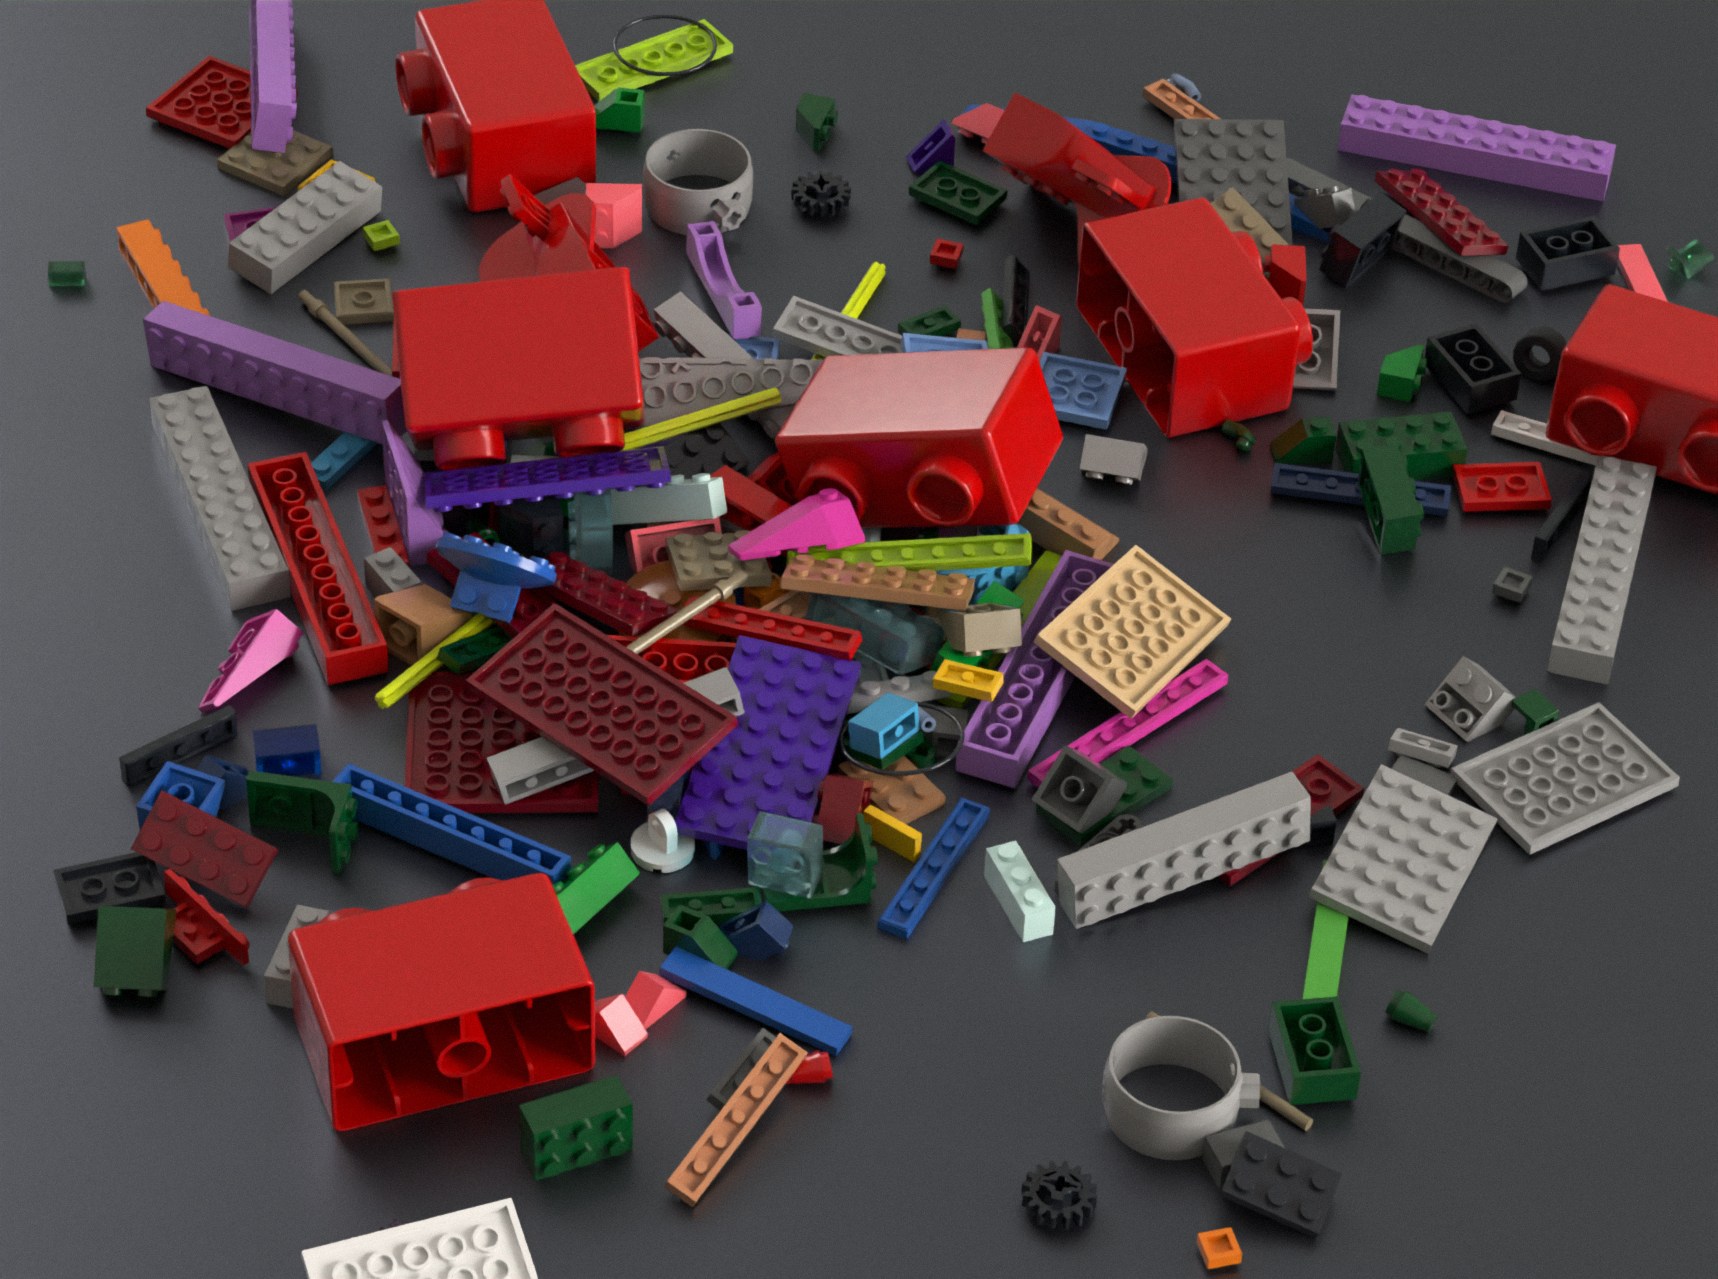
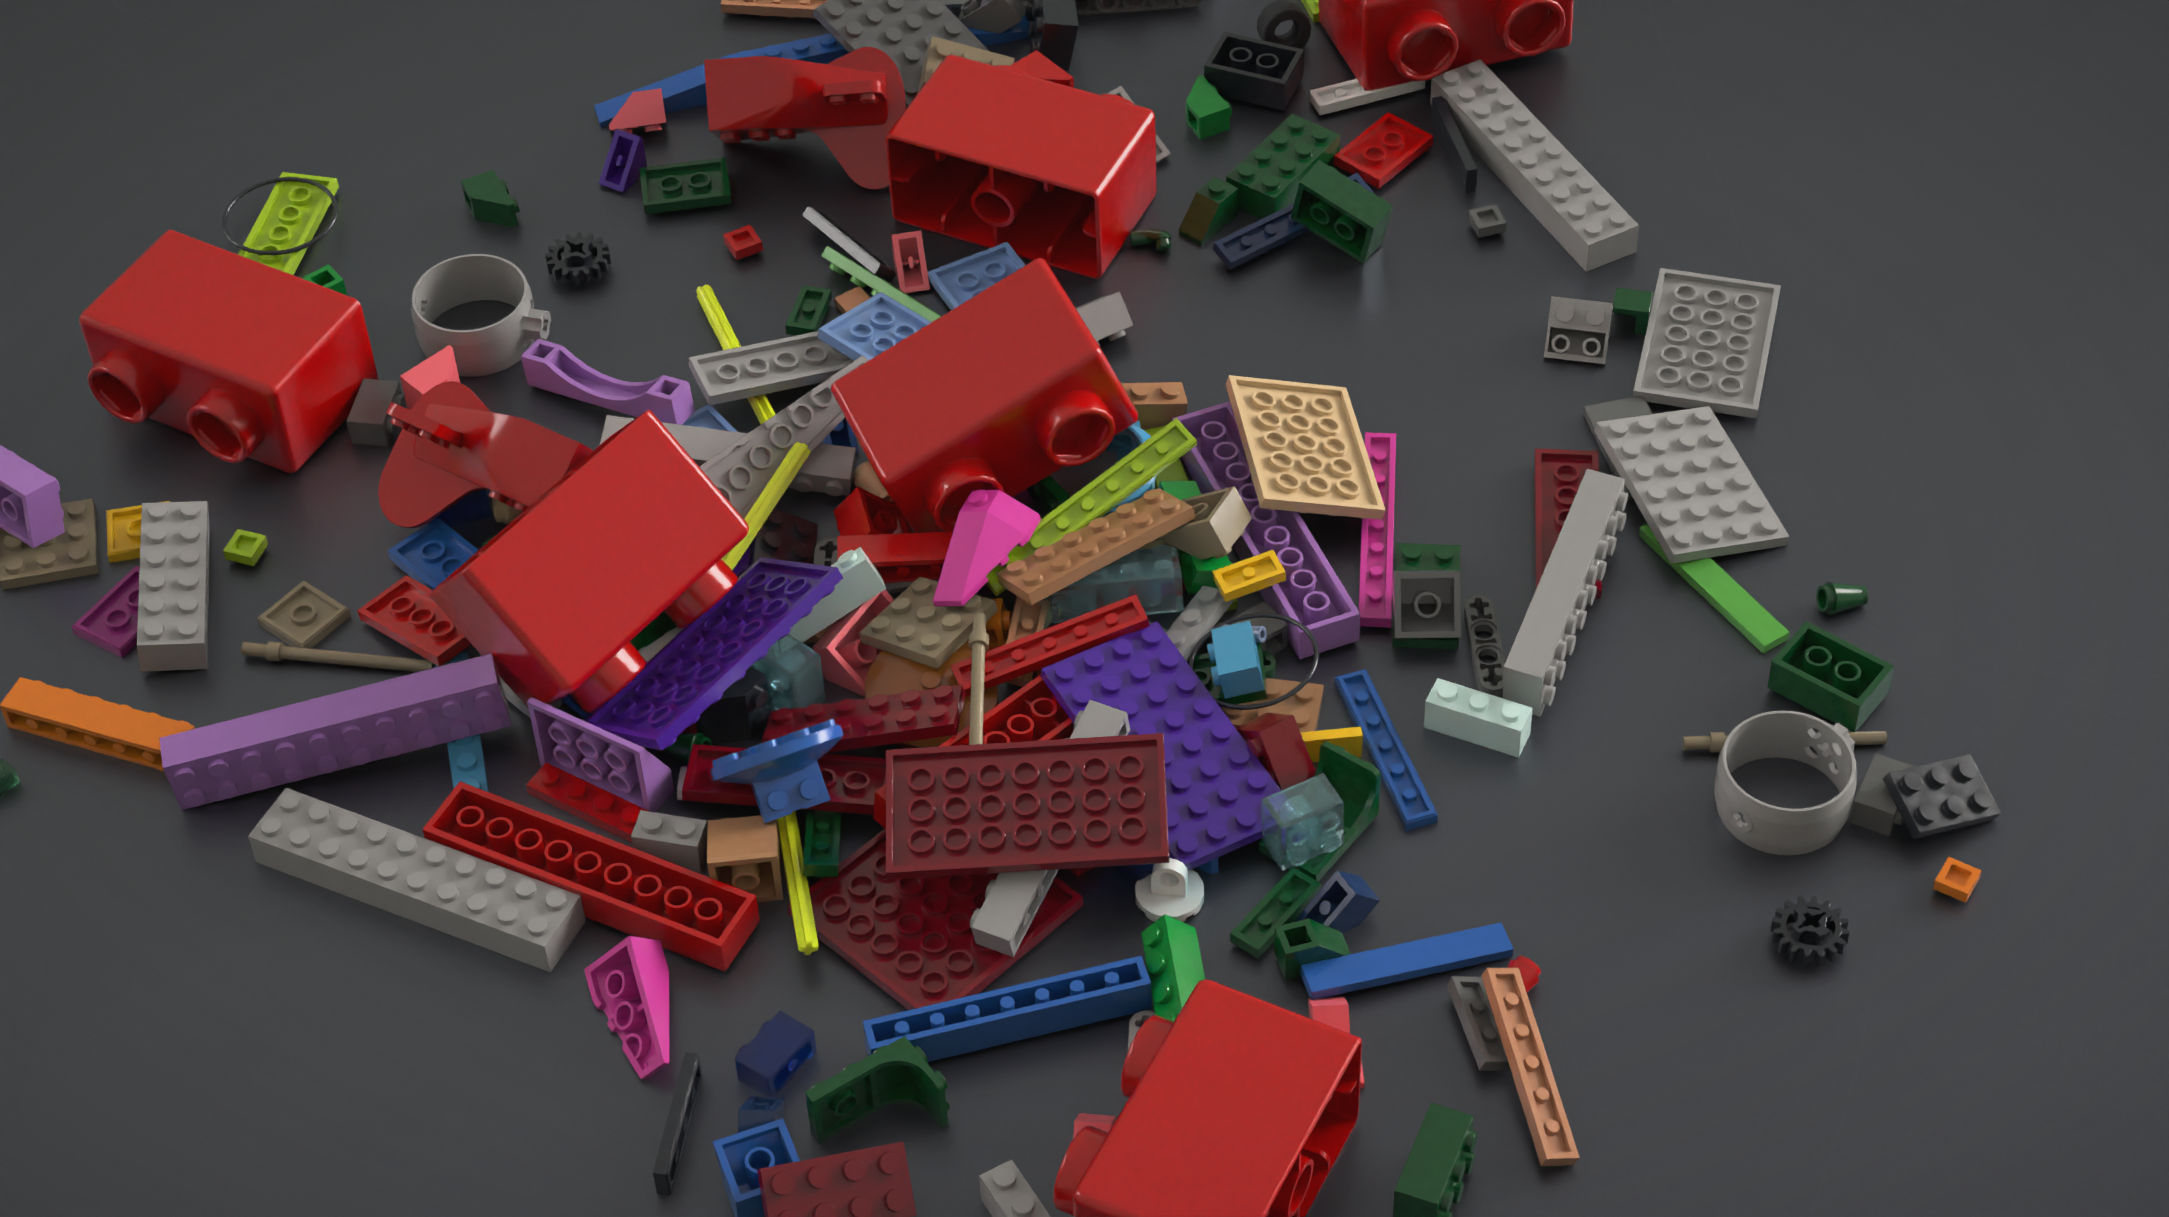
camera: 40 degrees left, 5 degrees up
(1414, 745) = (1592, 390): light grey plate -> none

